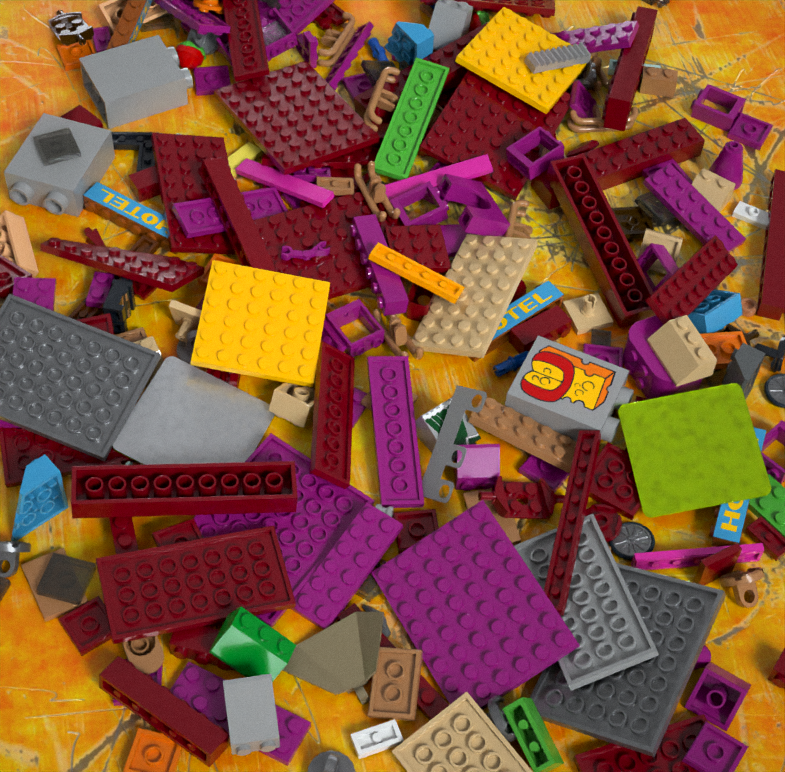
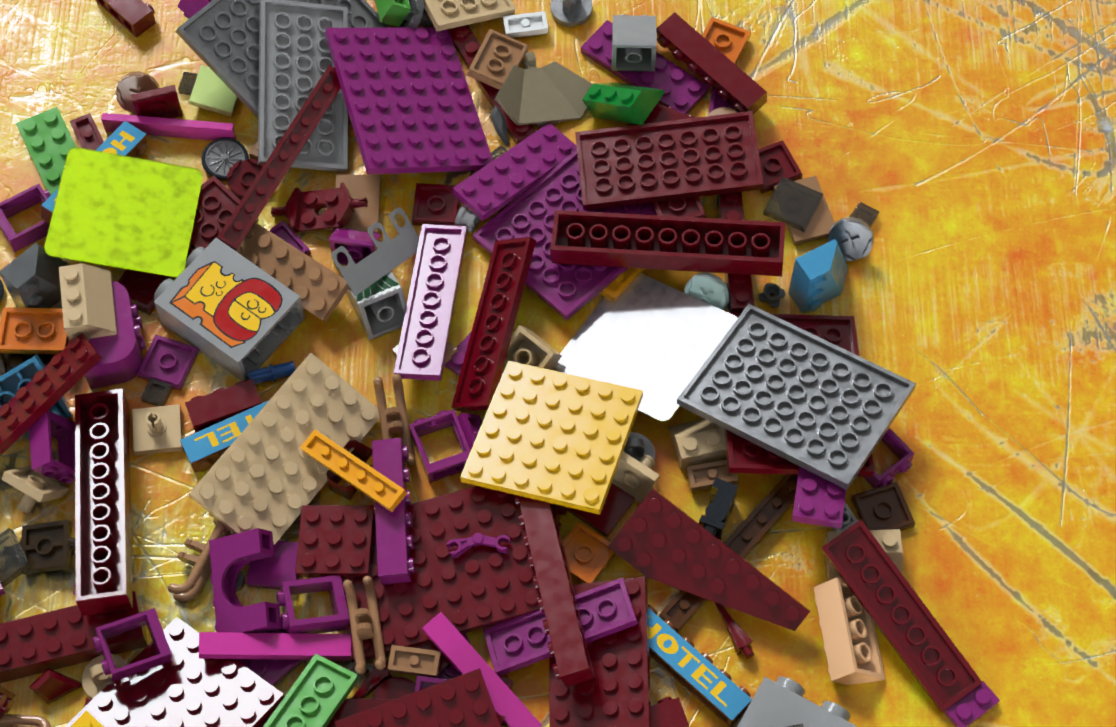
camera: 165 degrees left, 10 degrees up
(99, 289) = (741, 537): magenta plate -> none

